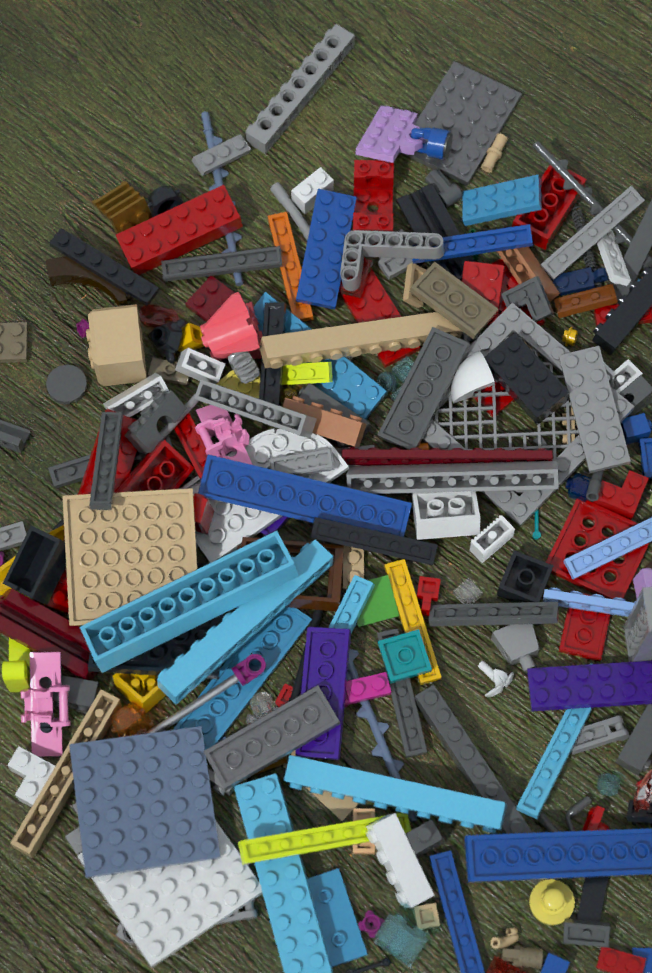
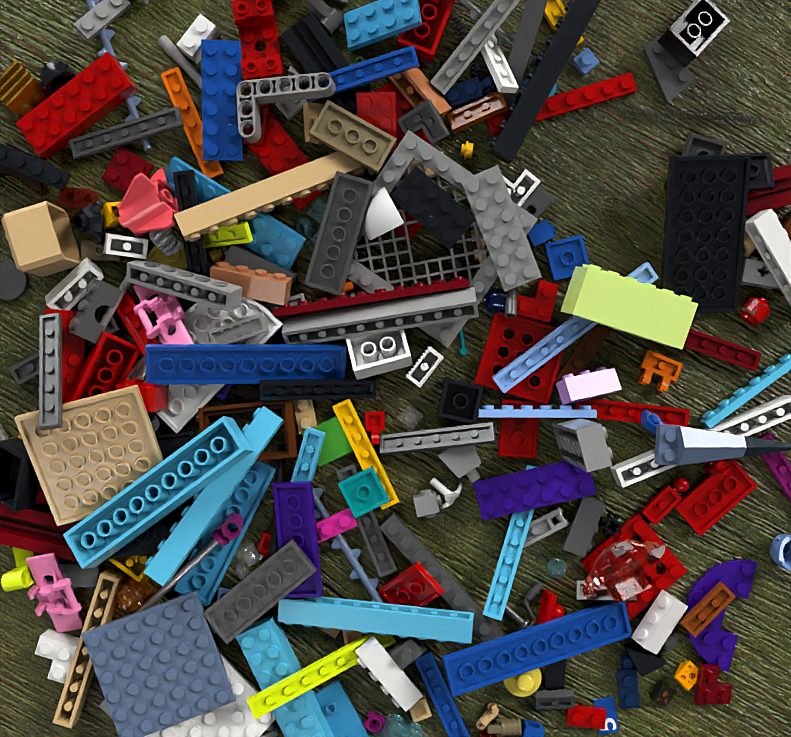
camera: 10 degrees left, 20 degrees up
(442, 768) = (412, 588): none -> red tile
(472, 685) = (427, 503): none -> light grey brick

